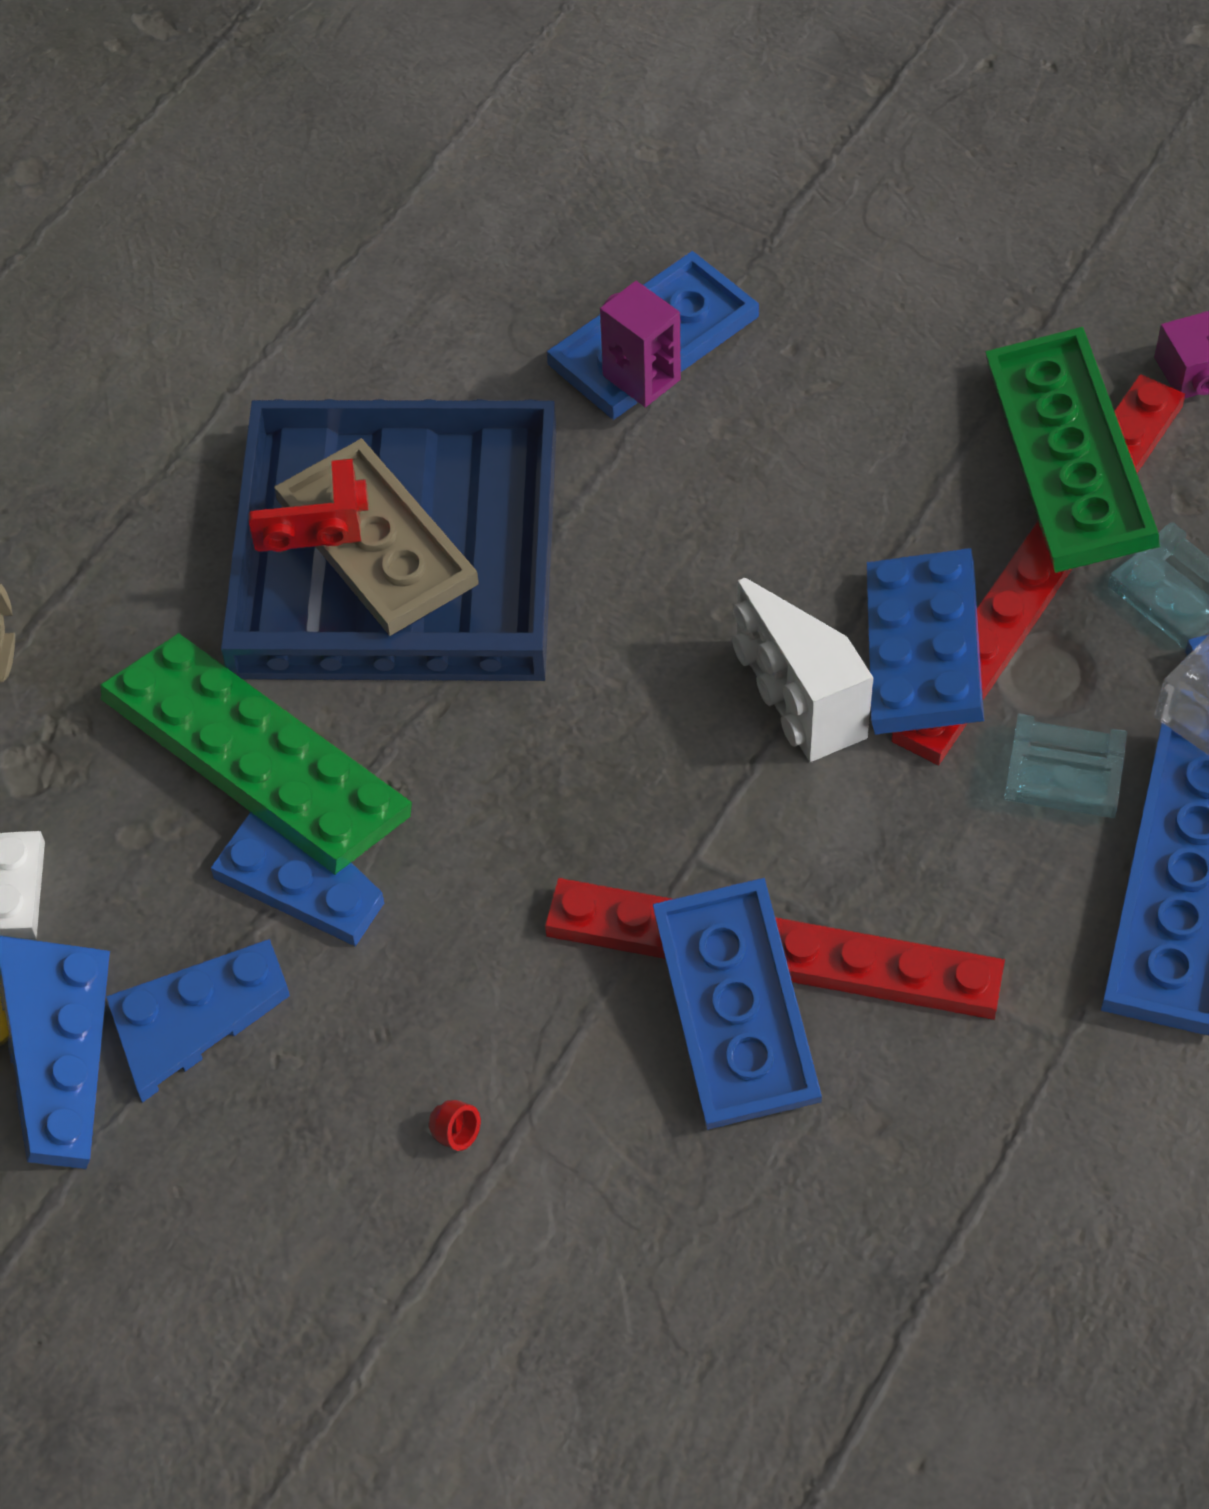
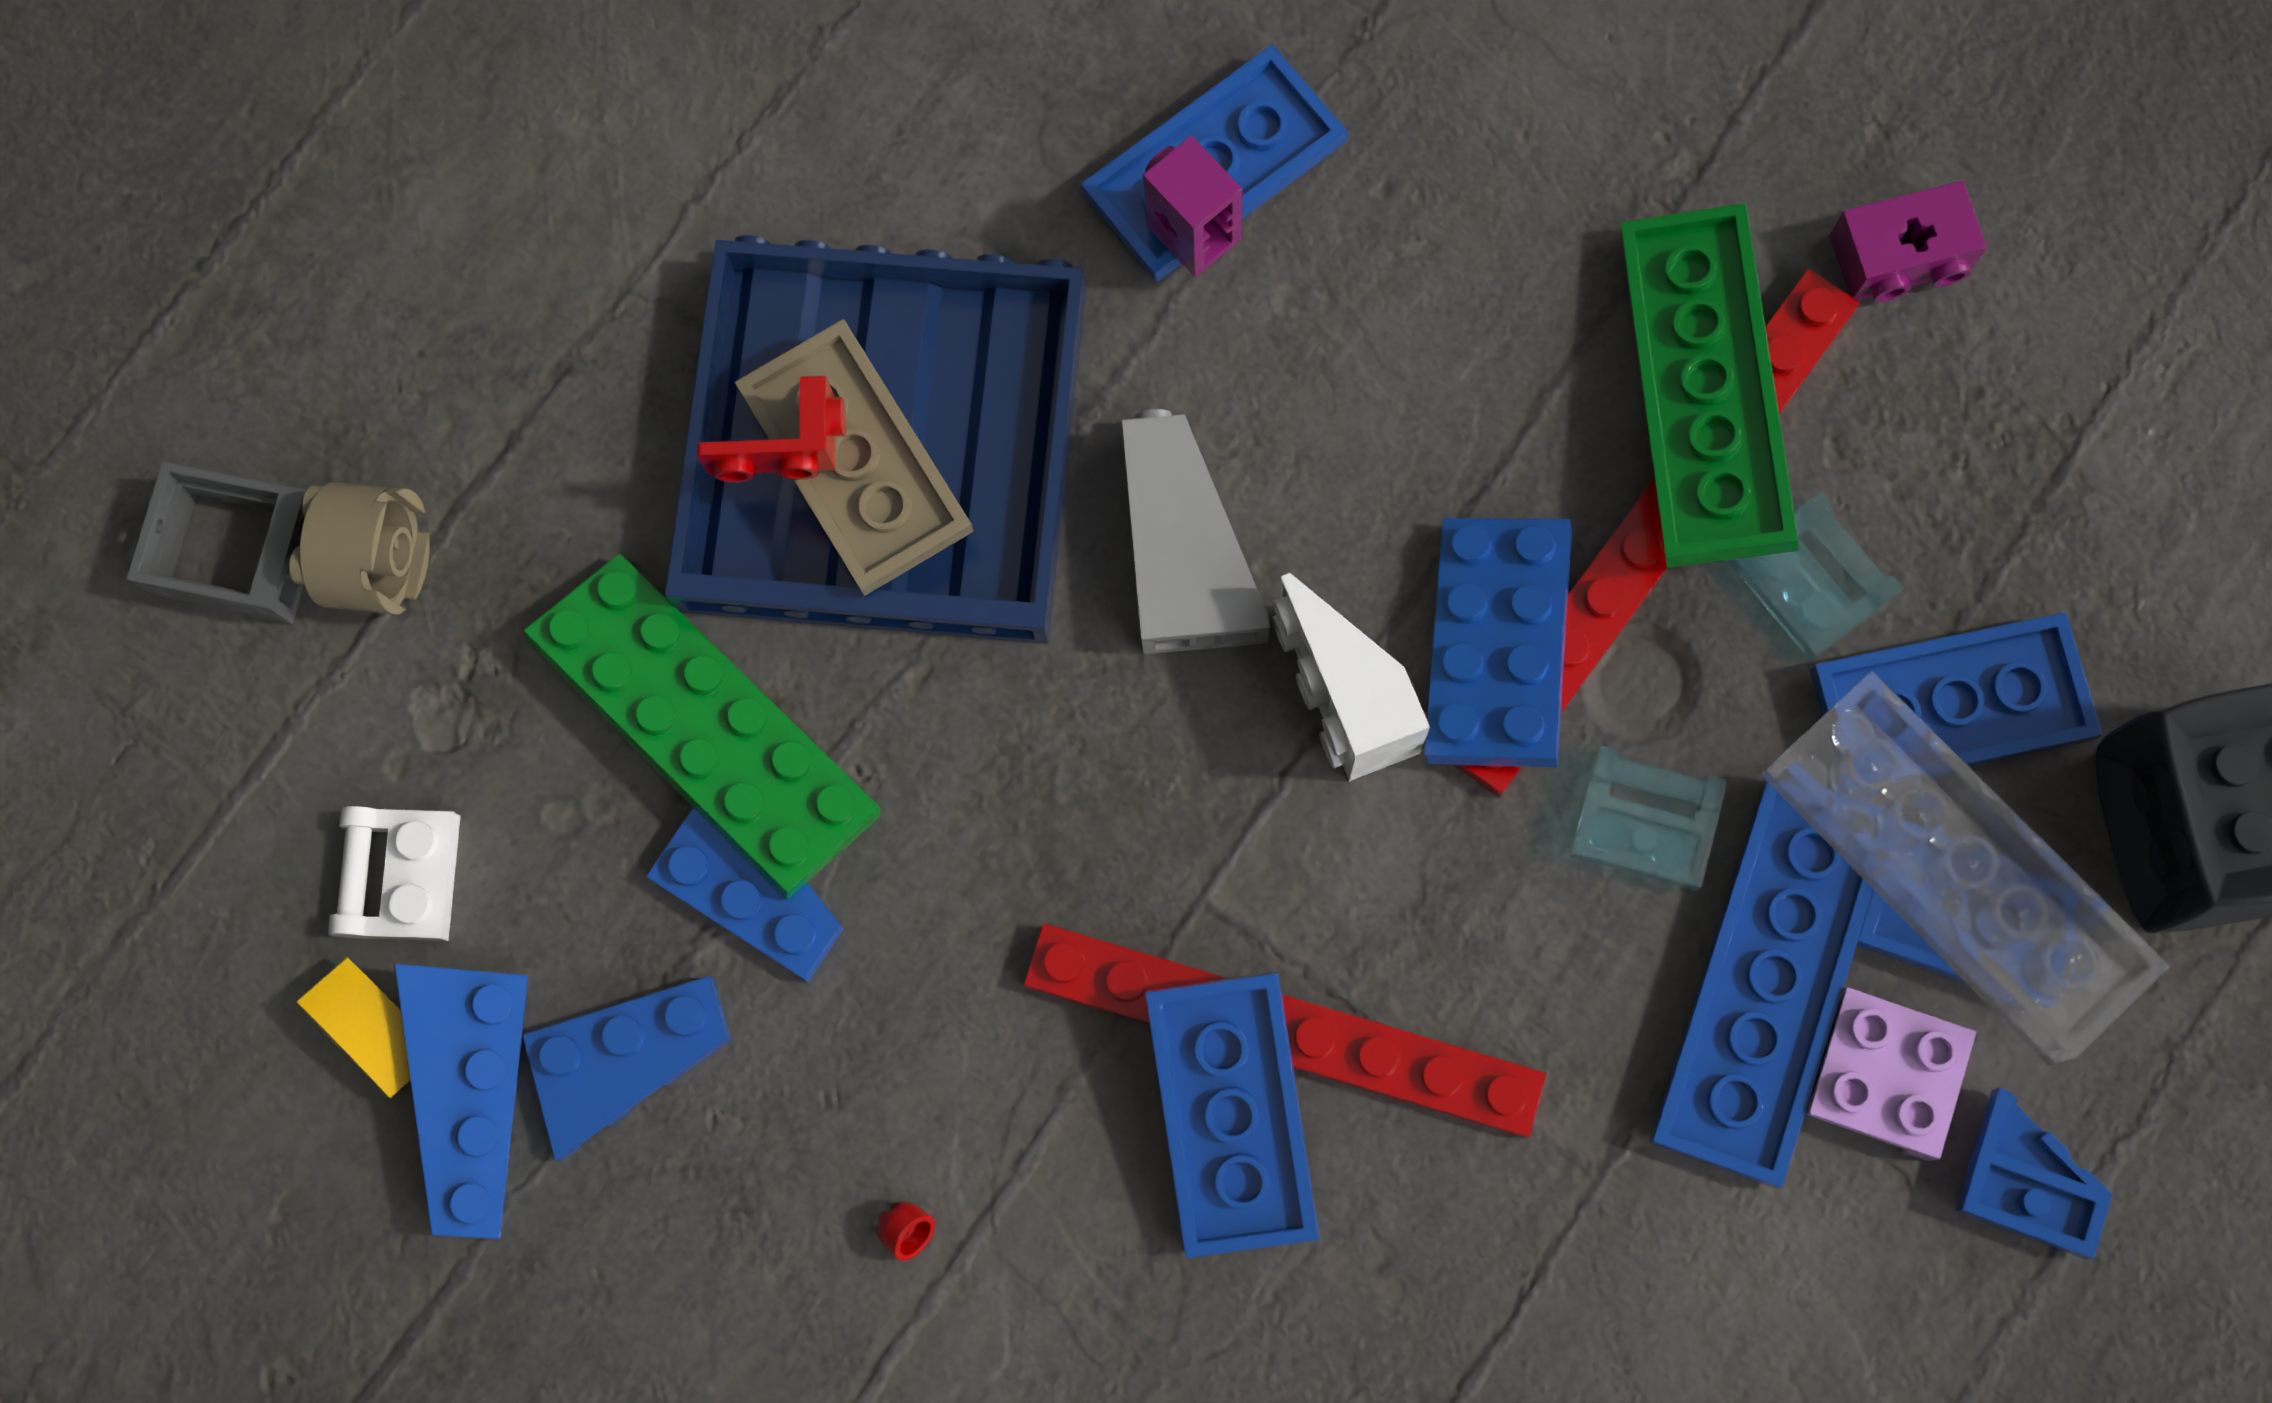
camera: 10 degrees right, 20 degrees up
(656, 599) = (1186, 556): none -> light grey slope

